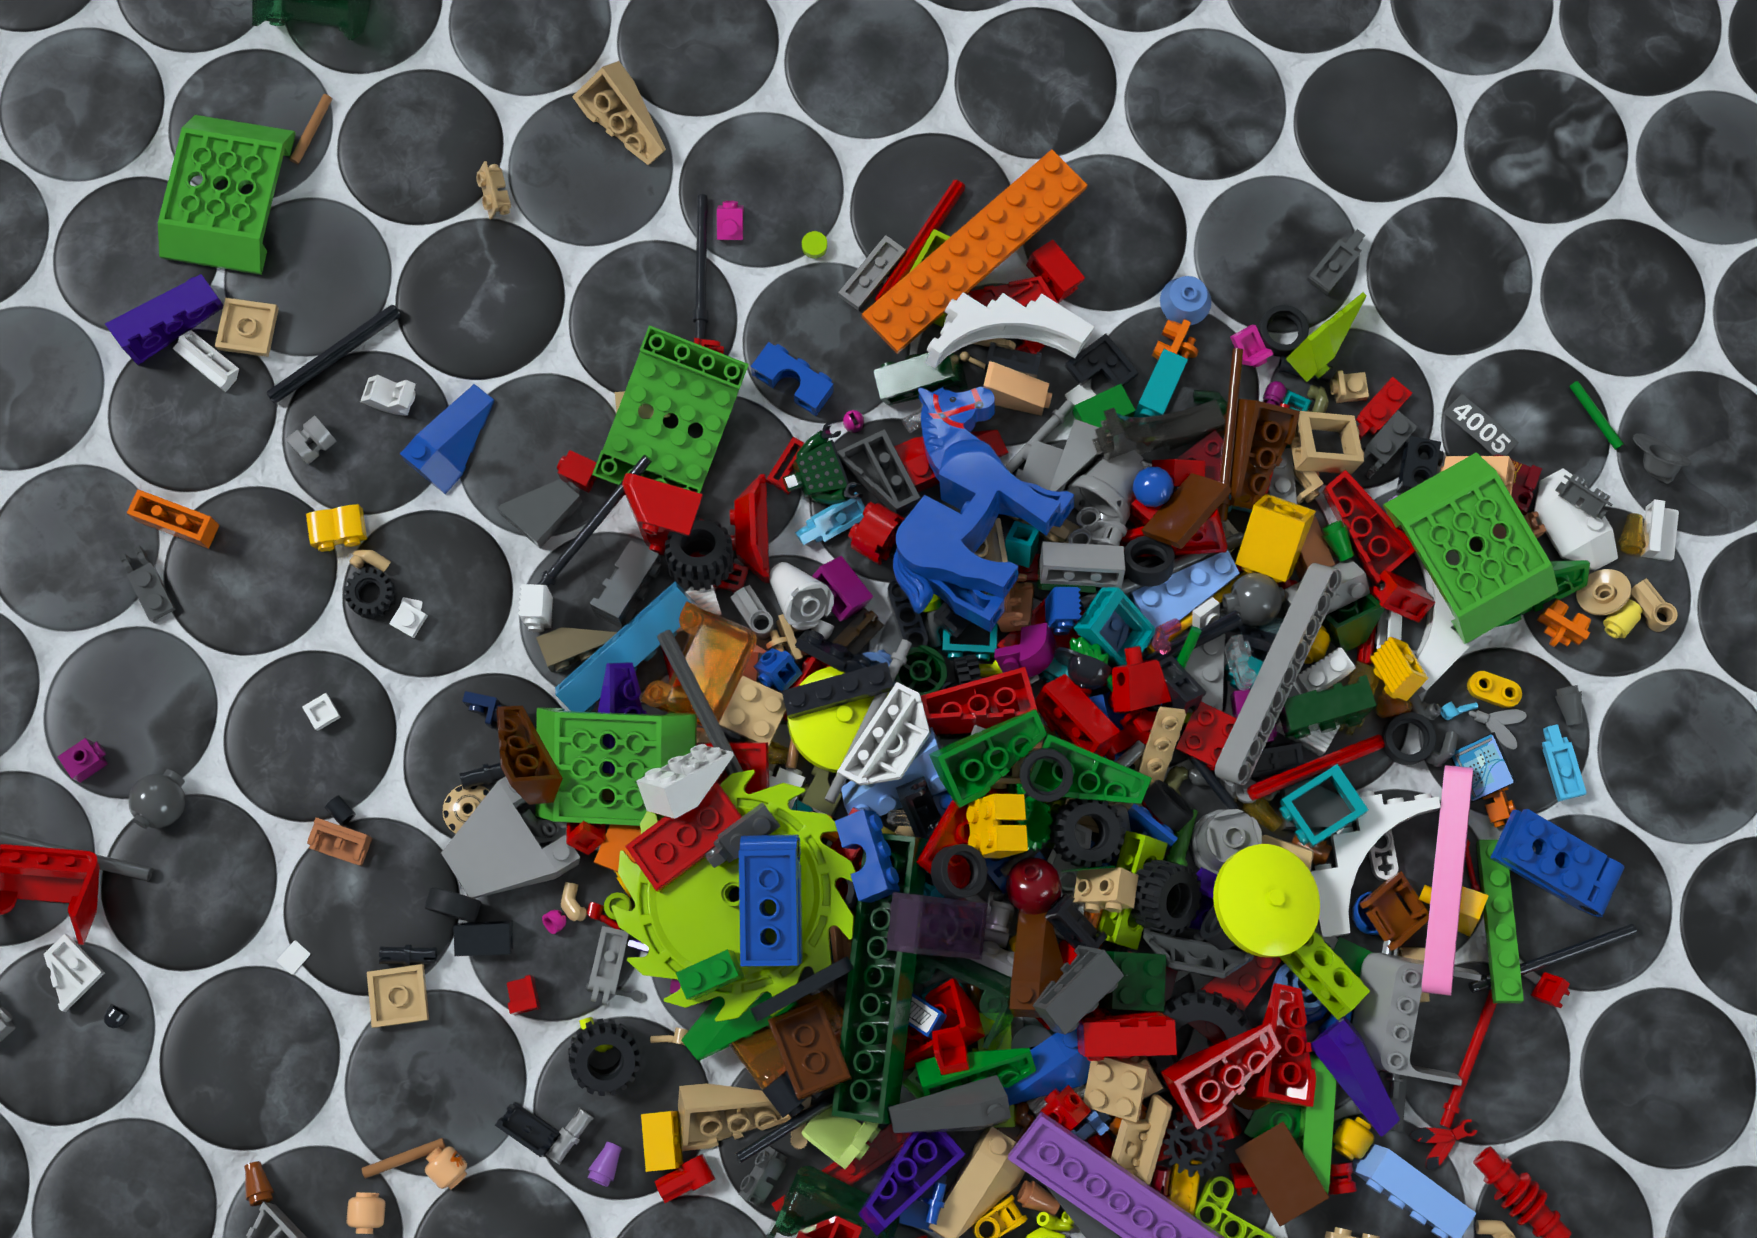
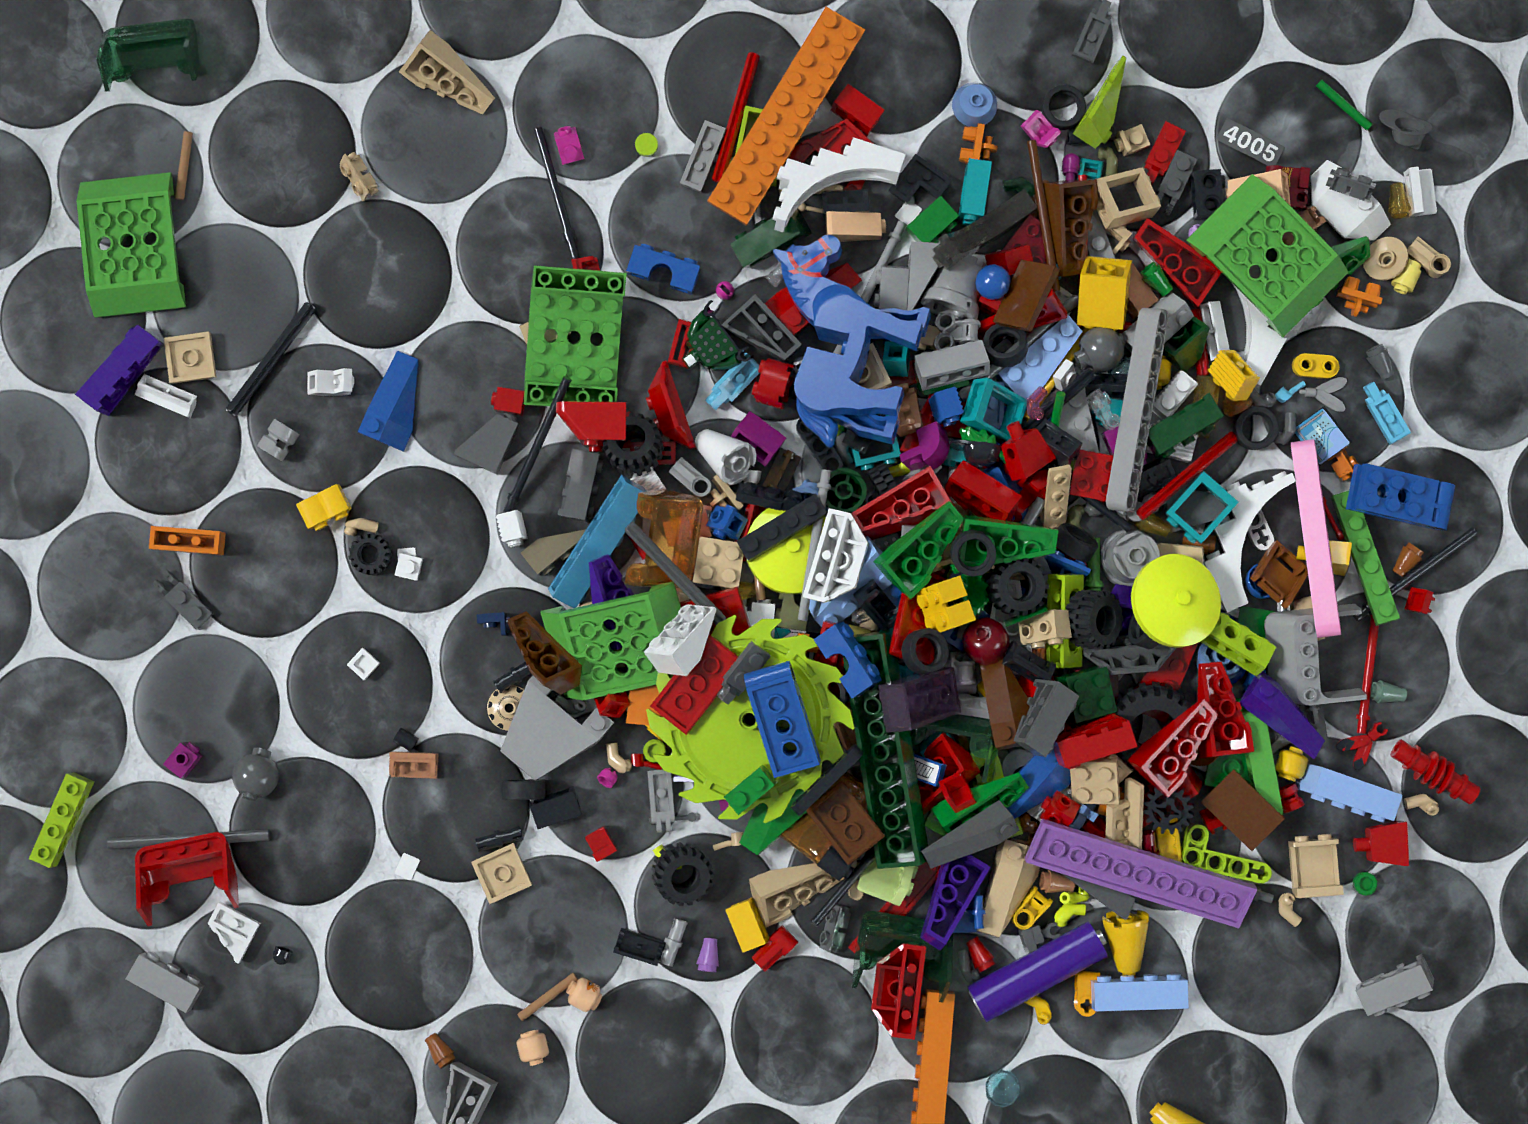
camera: 15 degrees left, 10 degrees up
(1403, 597) = (1222, 311): red hinge -> none
(1485, 1086) = (1386, 692): none -> sand green cone
(1548, 938) = (1407, 559): none -> dark orange cone

